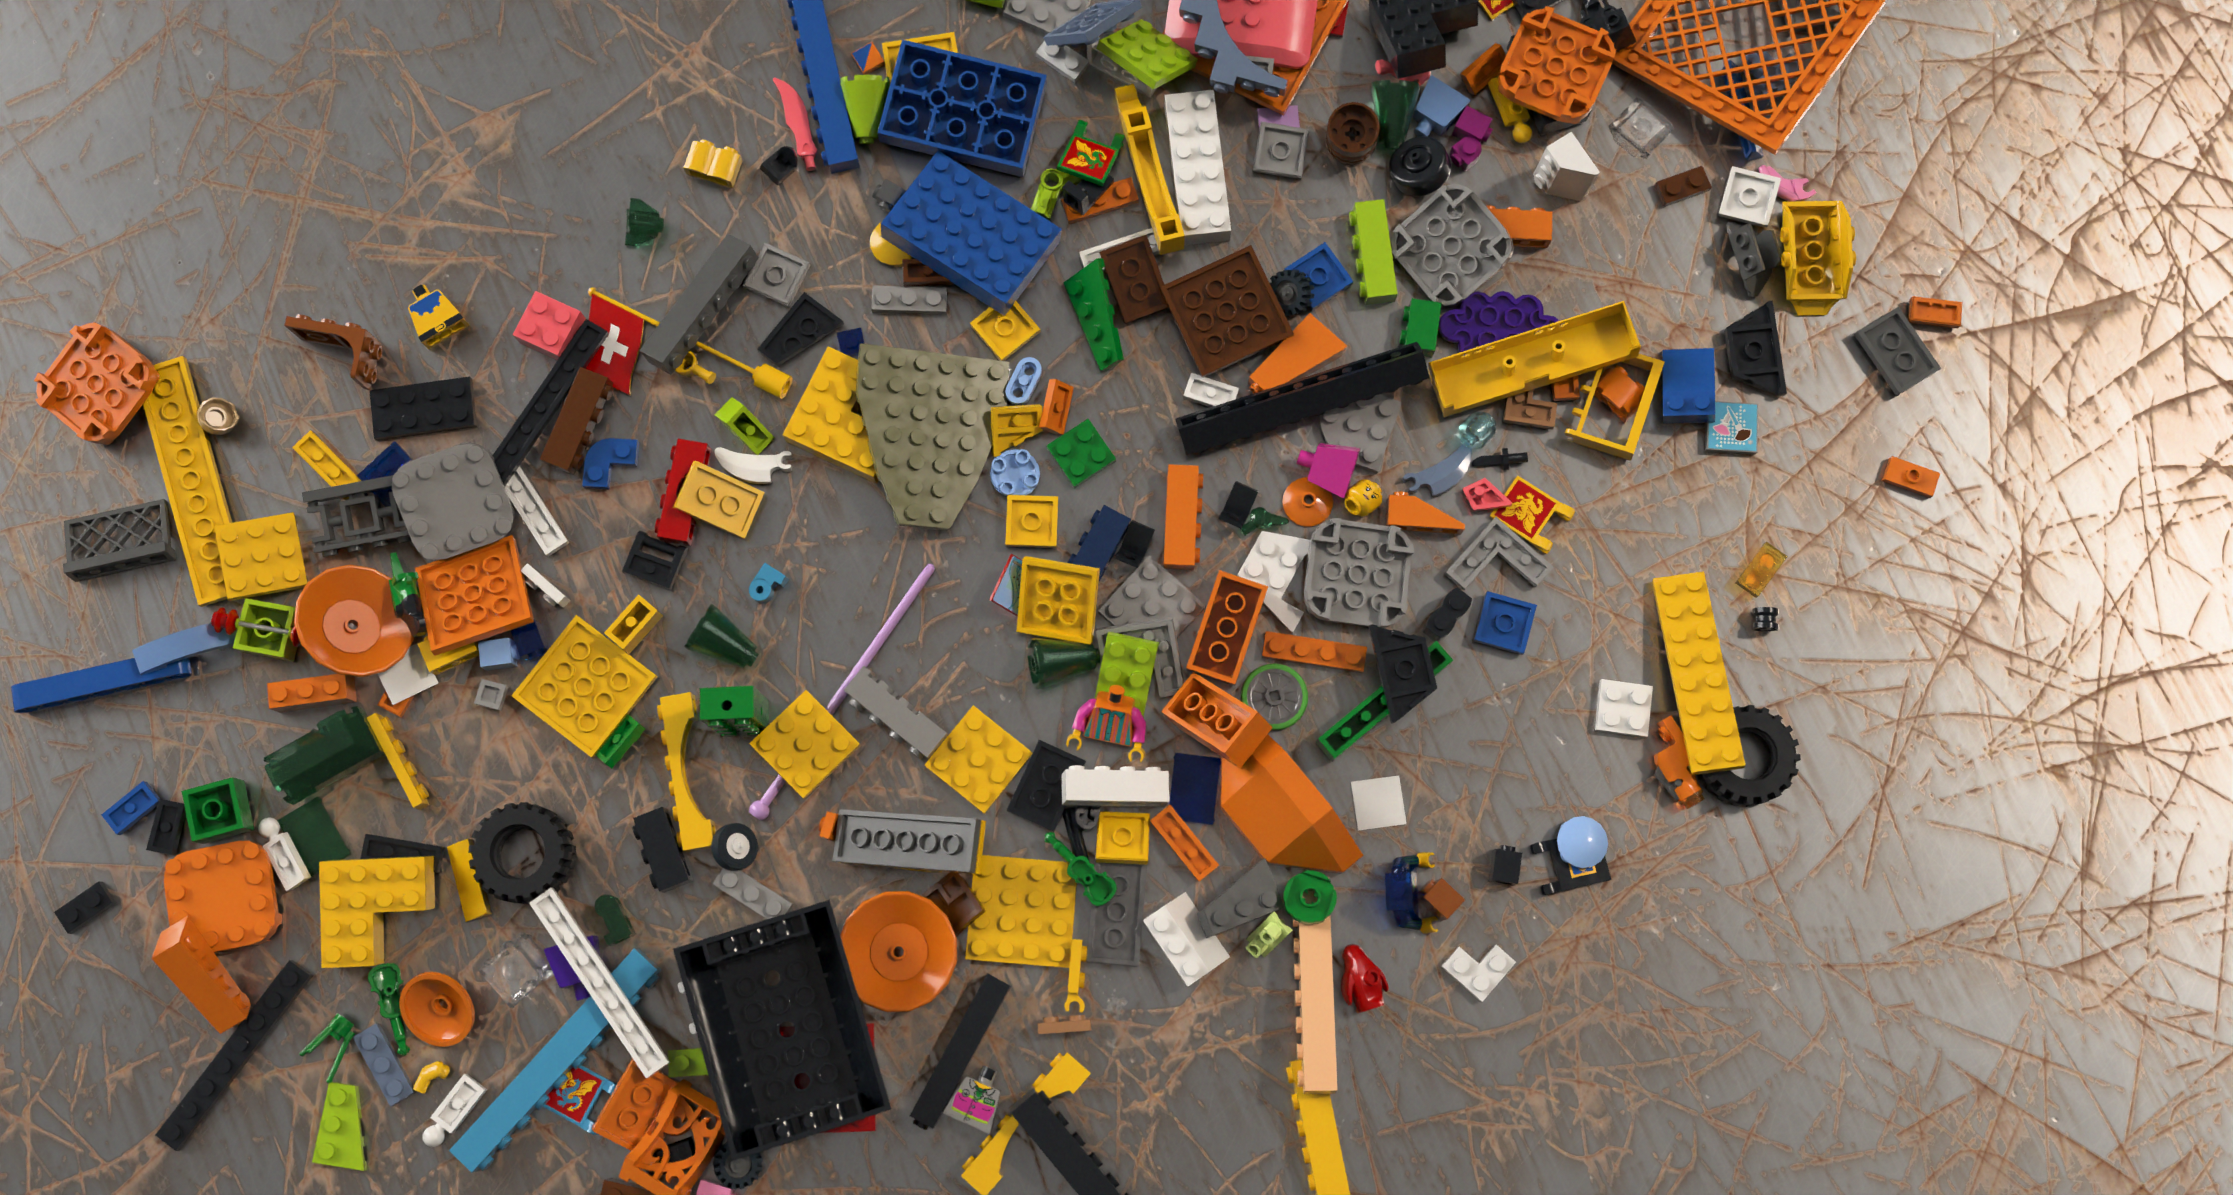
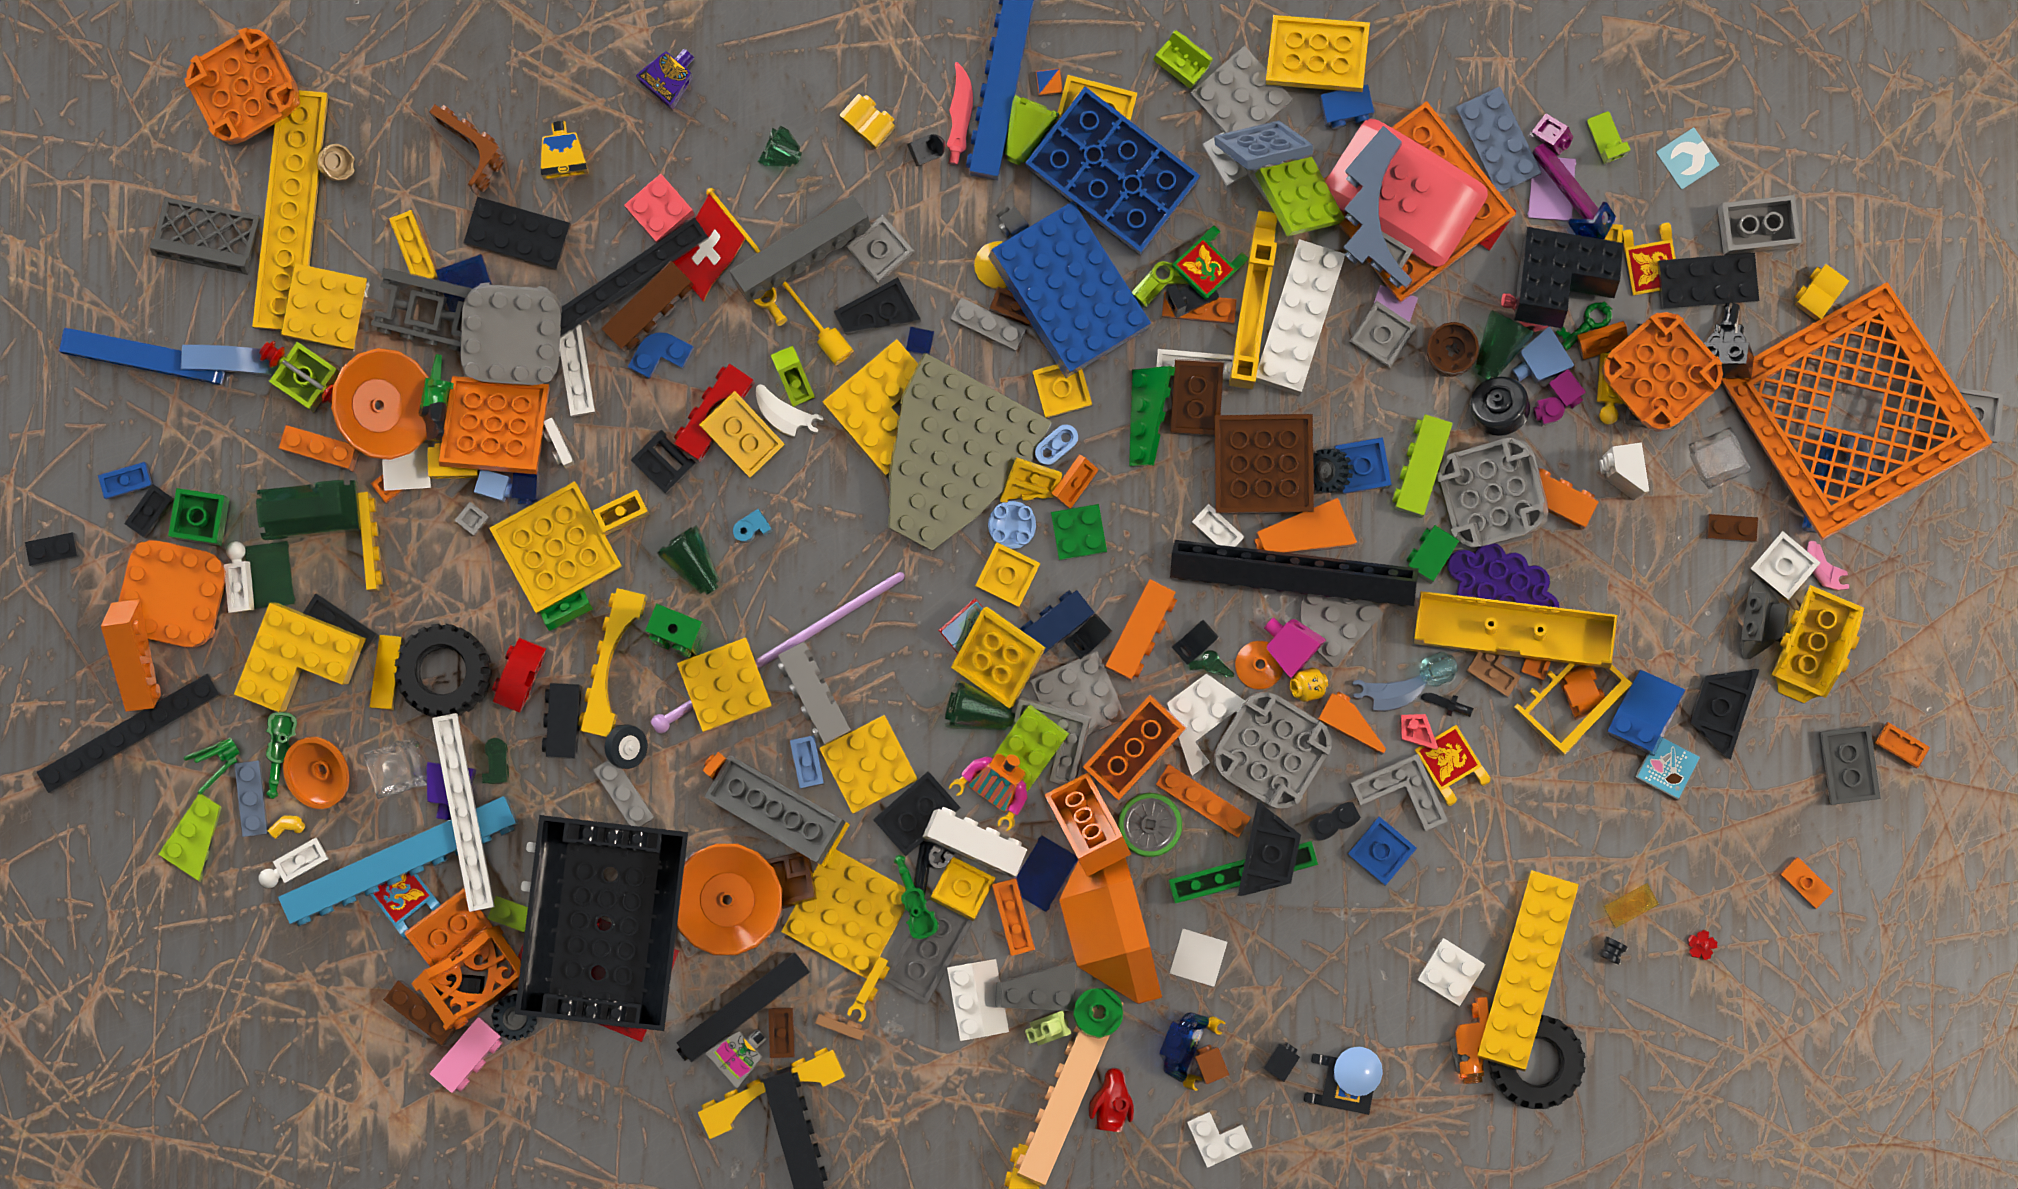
camera: 25 degrees right, 5 degrees up
(505, 203) = (667, 77): none -> torso
(599, 824) = (518, 675): none -> red brick
(918, 783) = (807, 762): none -> medium blue plate
(1009, 1058) = (781, 1032): none -> reddish brown plate
(1464, 61) = (1571, 338): none -> green piece
(1843, 578) = (1702, 945): none -> red plant

